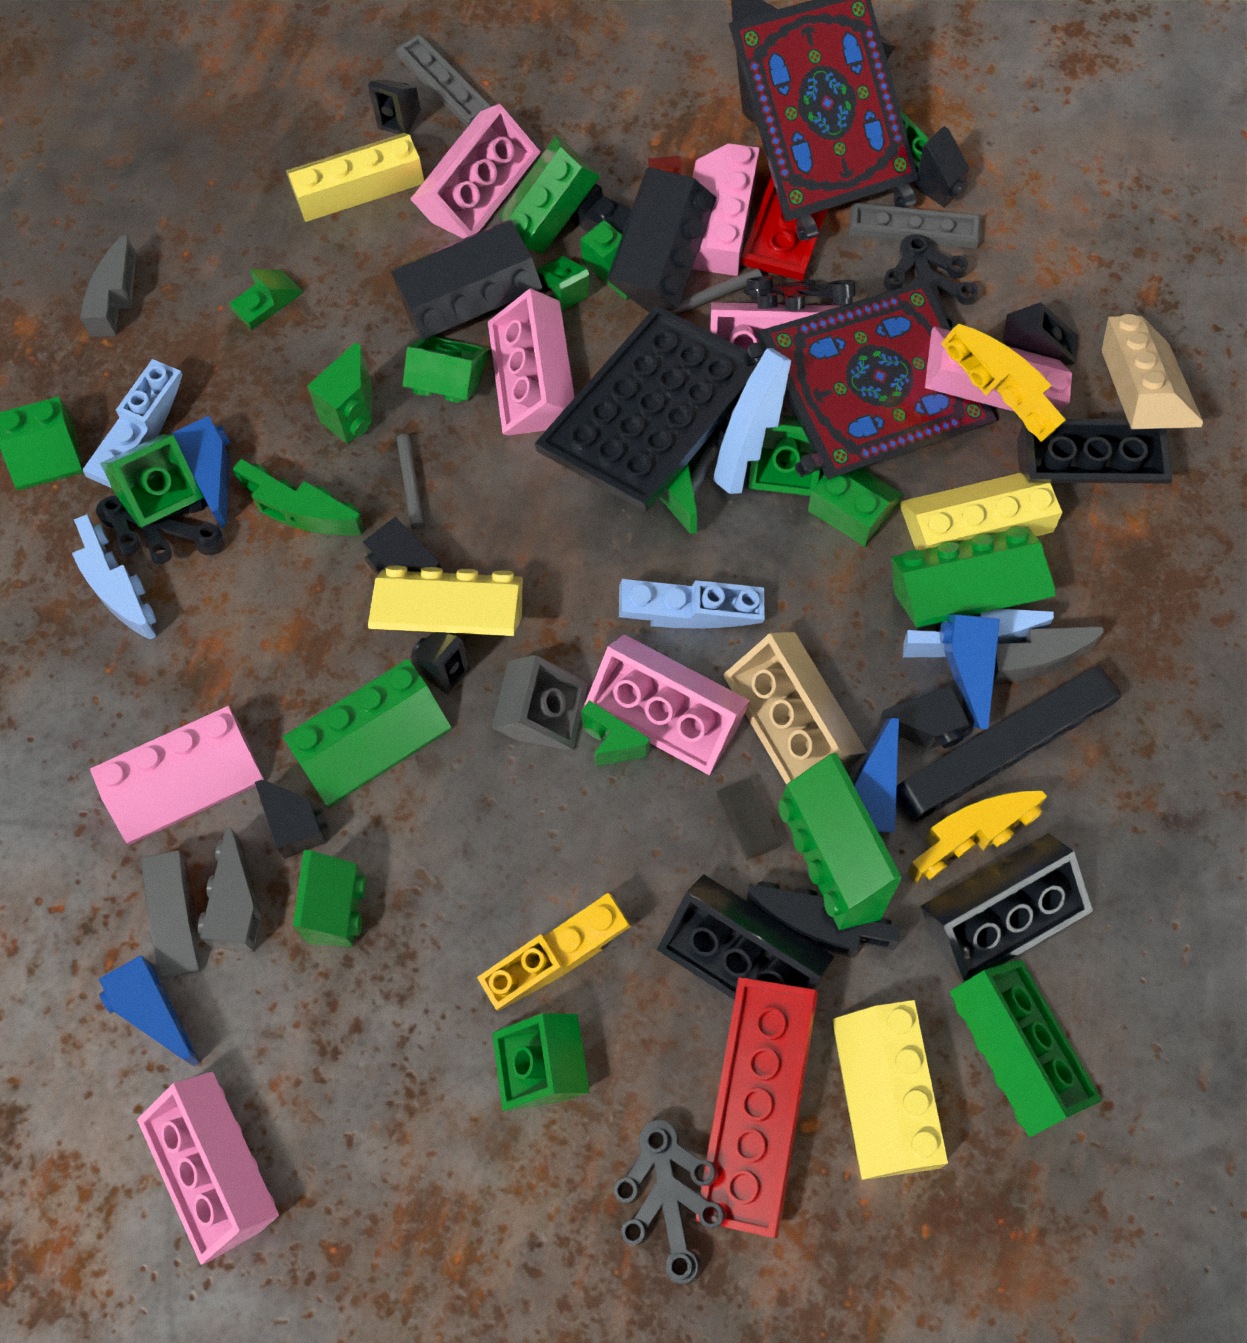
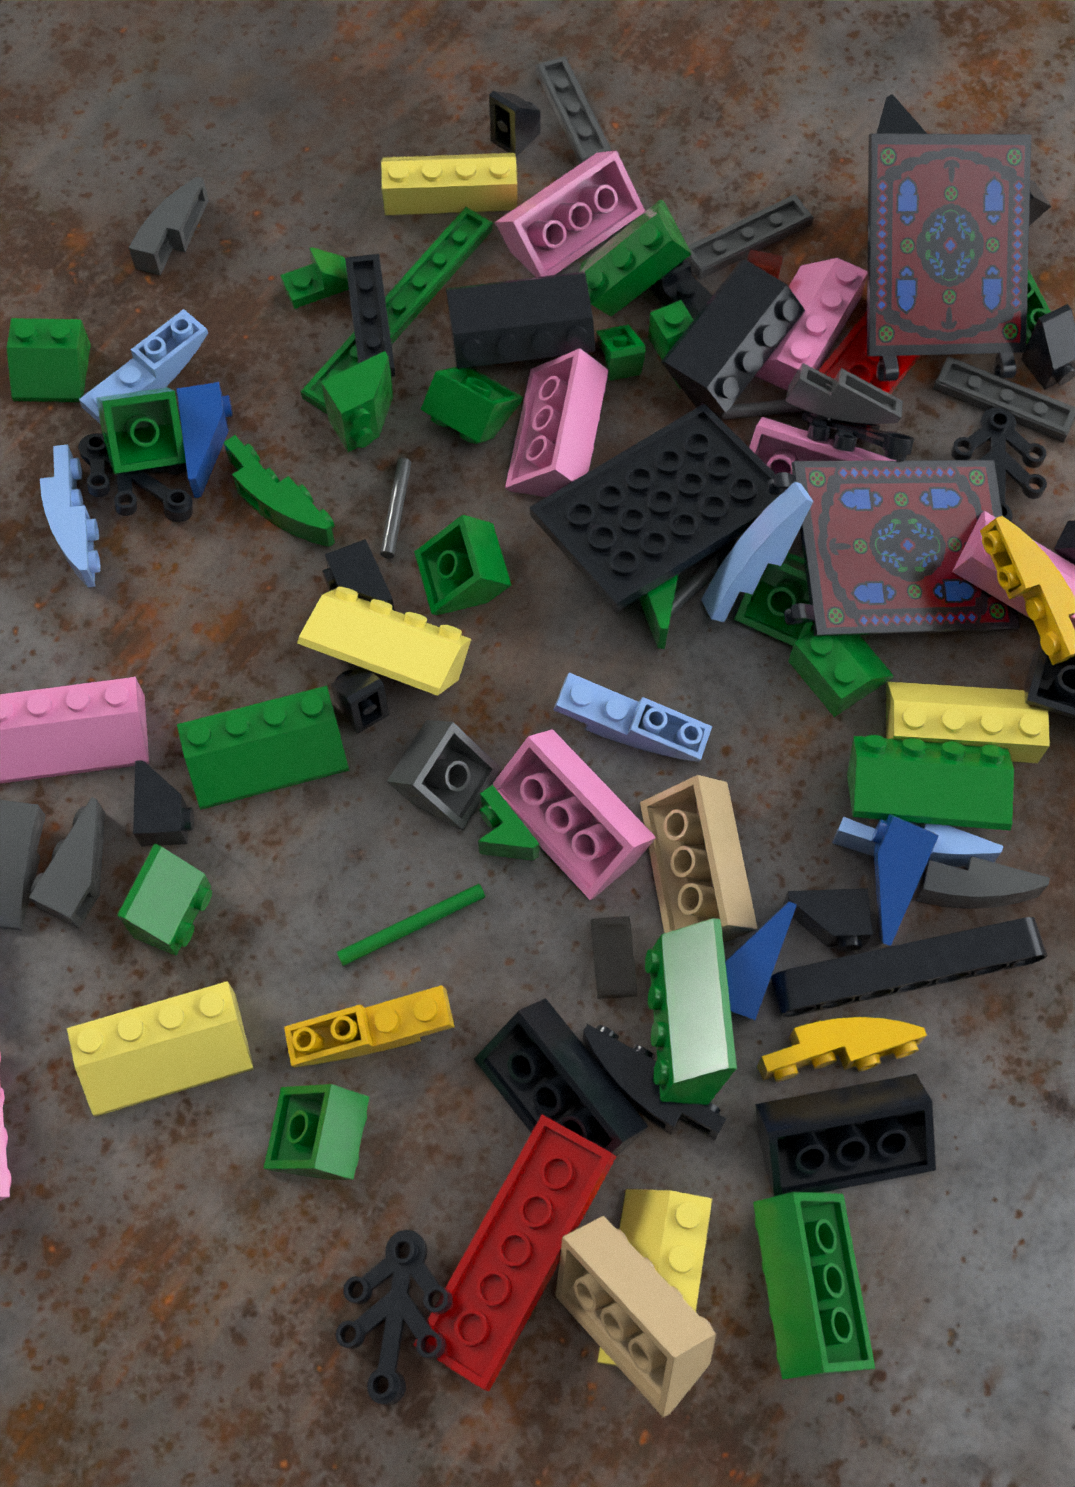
camera: 15 degrees right, 0 degrees up
(323, 308) = (369, 308): none -> black plate
(350, 296) = (412, 292): none -> green tile
(370, 1035) = (160, 1048): none -> light yellow slope
(490, 514) = (462, 566): none -> green slope
(557, 849) = (410, 924): none -> green bar
(640, 145) = (749, 233): none -> dark grey tile
(776, 264) = (843, 397): none -> dark grey slope
(883, 1124) = (633, 1313): none -> tan slope

